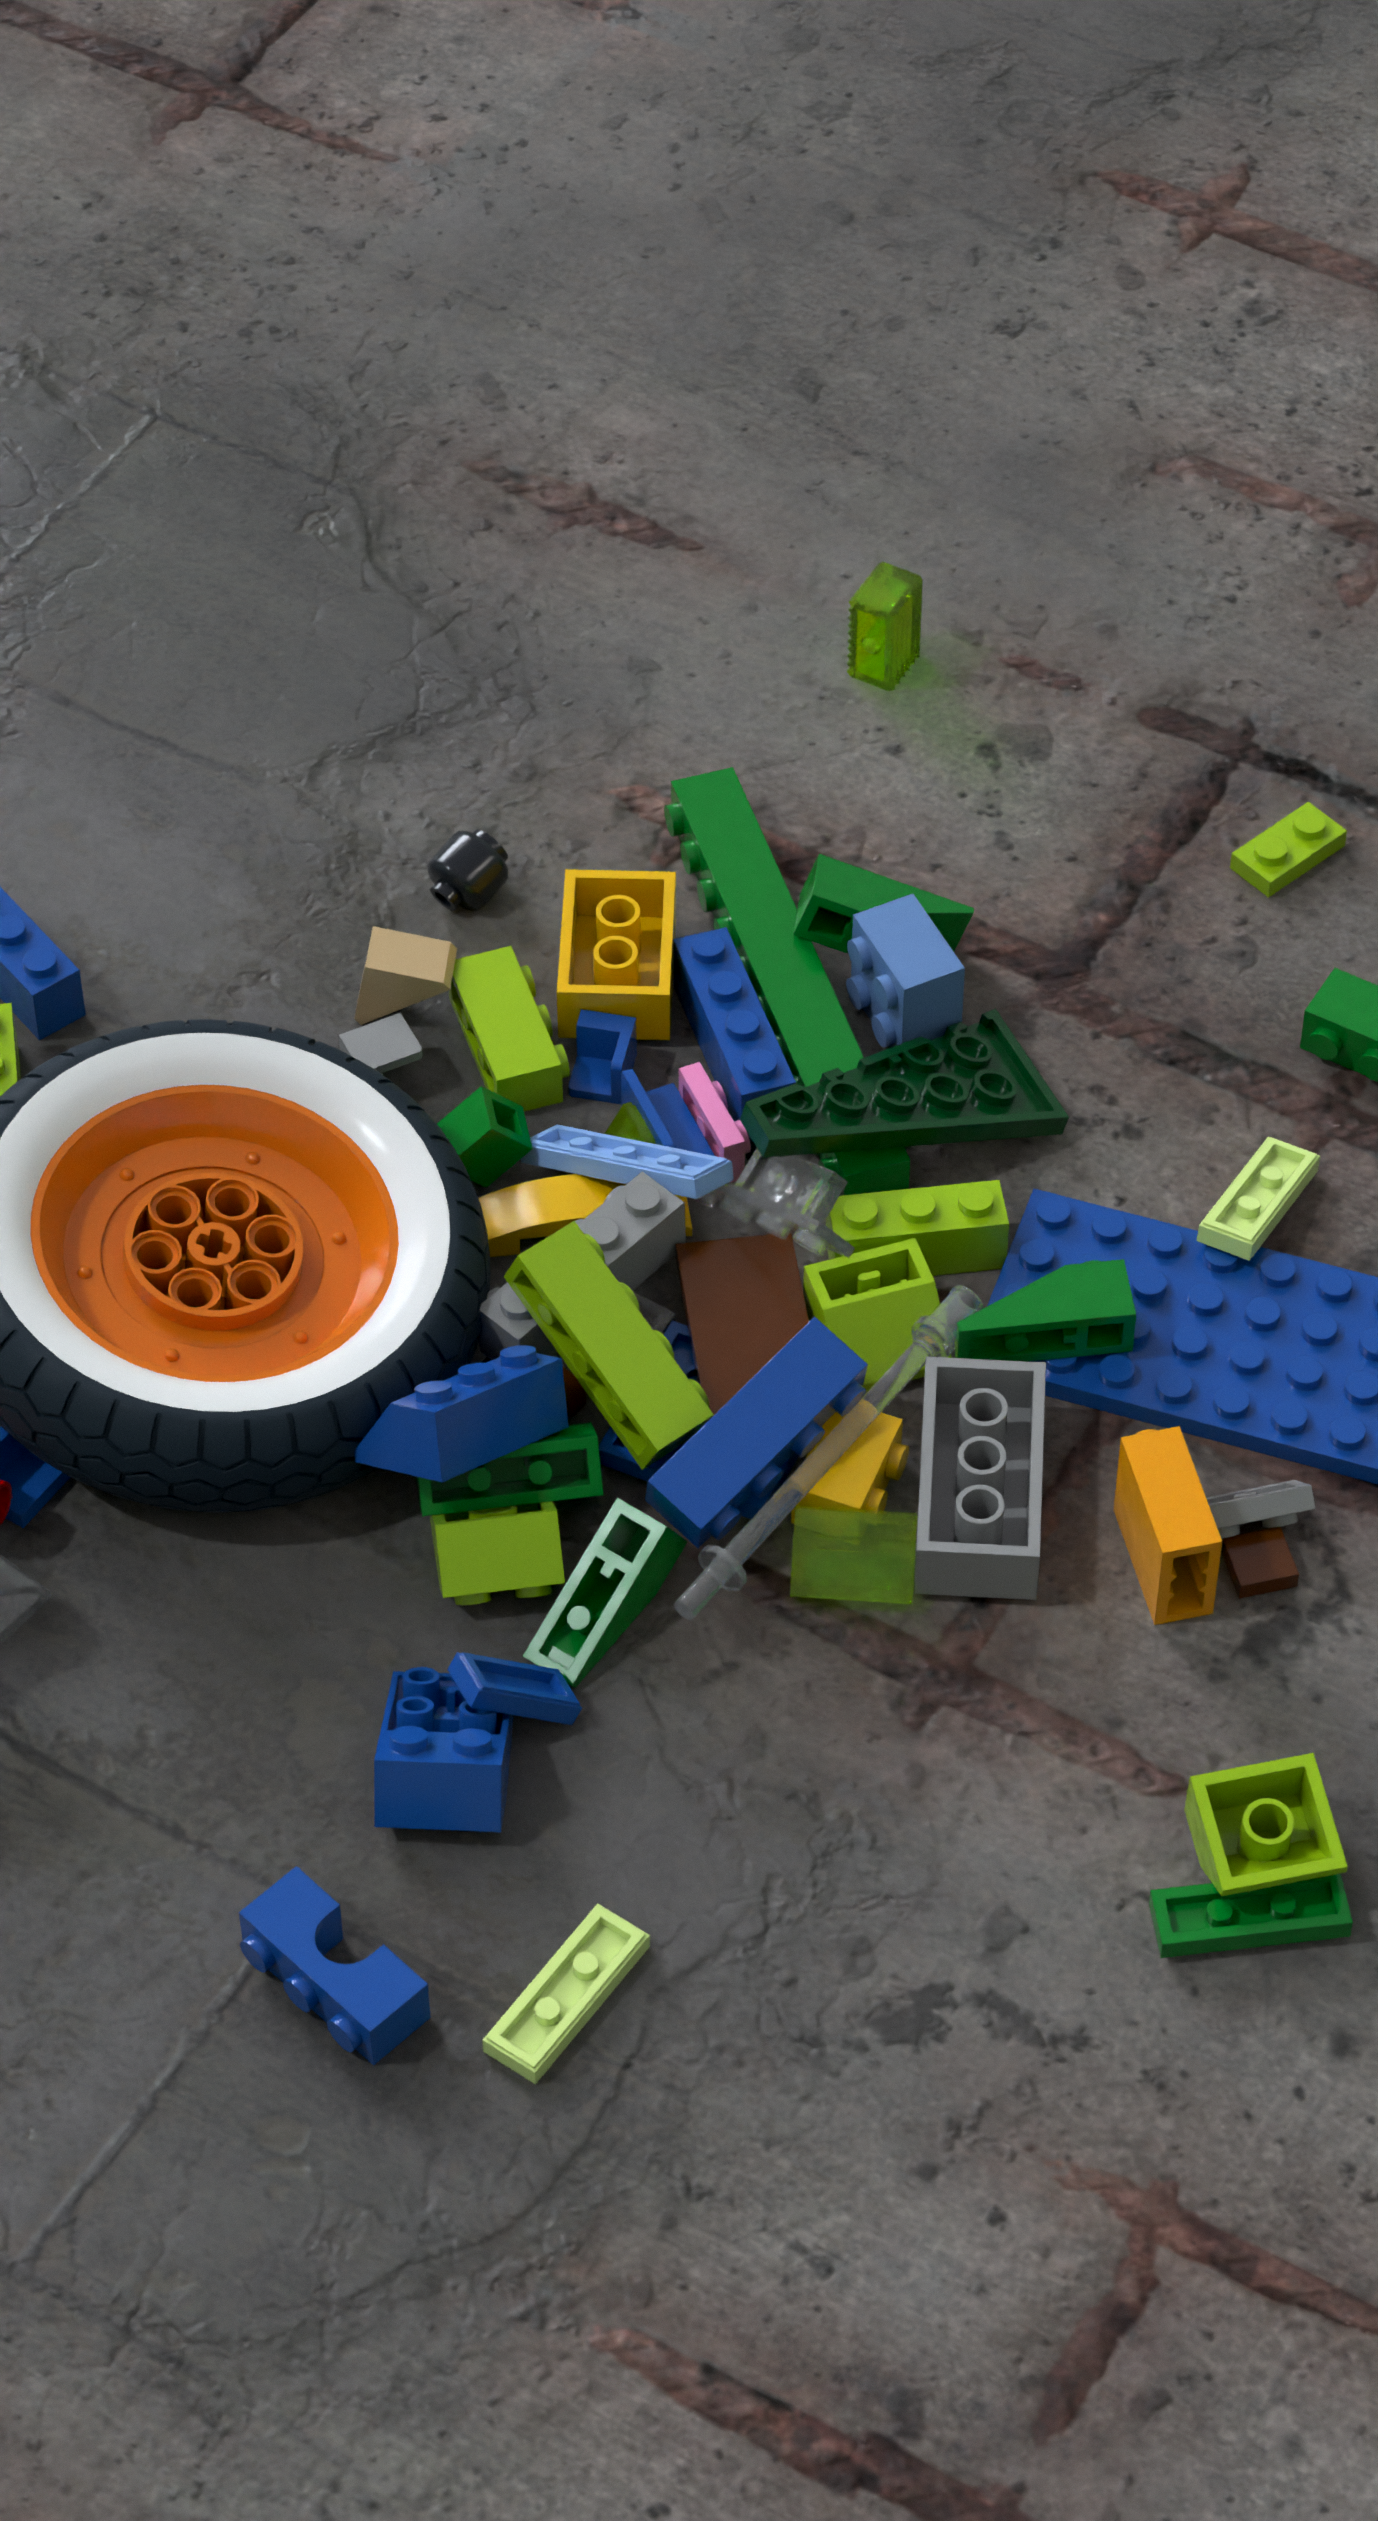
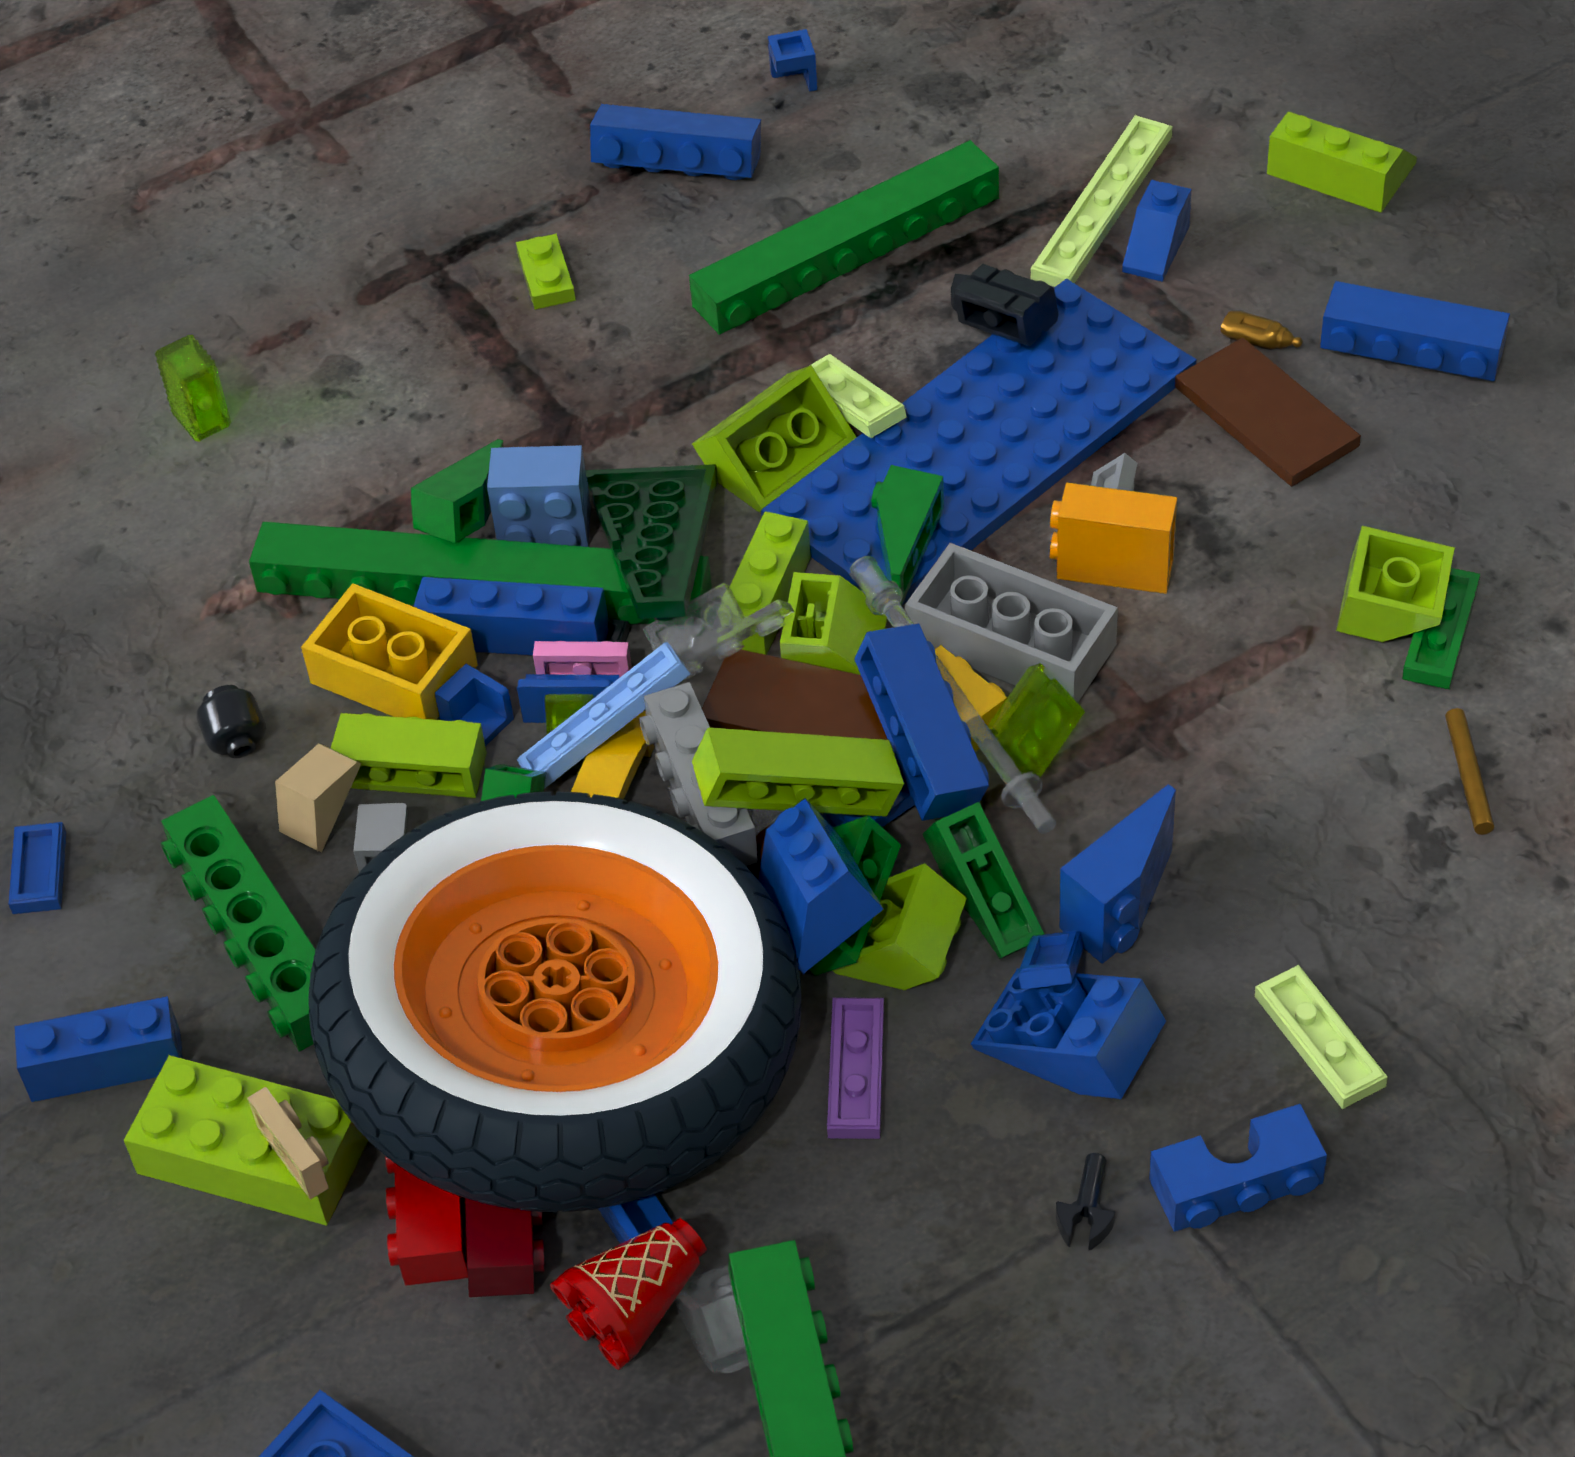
camera: 60 degrees left, 0 degrees up
(217, 814) = (37, 868): none -> blue tile
(229, 1851) = (1087, 1205): none -> black bar
(269, 955) = (247, 911): none -> green brick
(310, 1580) = (856, 1068): none -> medium lavender tile
(662, 1711) = (1115, 878): none -> blue slope
(1041, 2018) = (1469, 771): none -> pearl gold bar
(1143, 1155) = (776, 438): none -> lime slope

